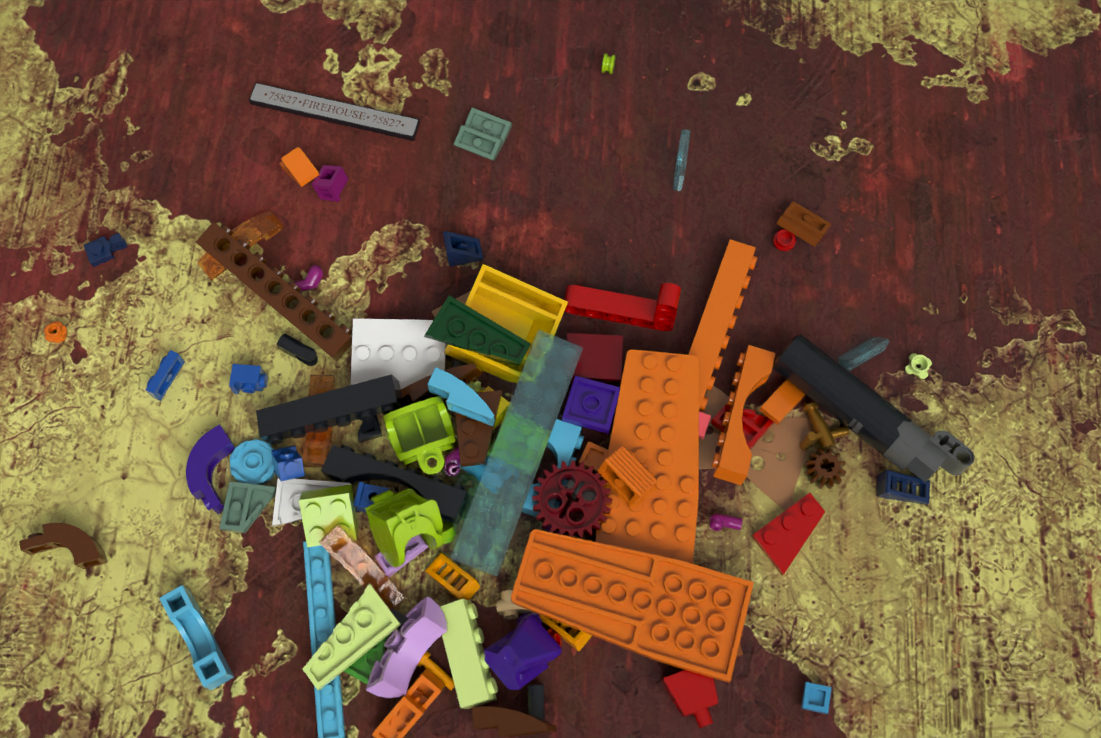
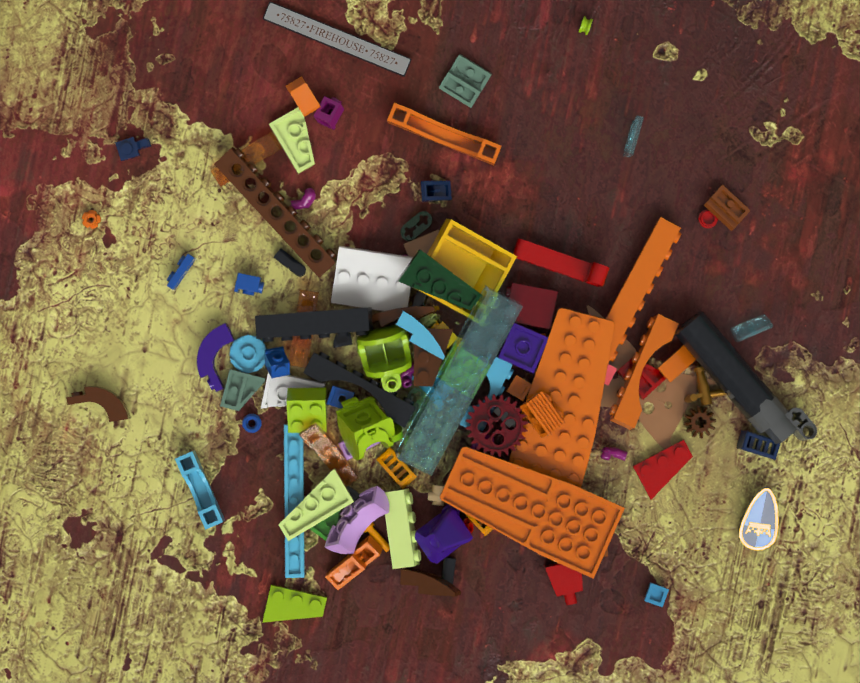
camera: 10 degrees right, 20 degrees up
(257, 541) = (245, 423): none -> blue plate
(293, 216) = (294, 139): none -> yellowish green wing
(442, 287) = (413, 222): none -> clear green beam
(499, 195) = (443, 134): none -> orange arch
(921, 360) = (788, 347): yellowish green plate -> none
(929, 580) = (760, 521): none -> shield

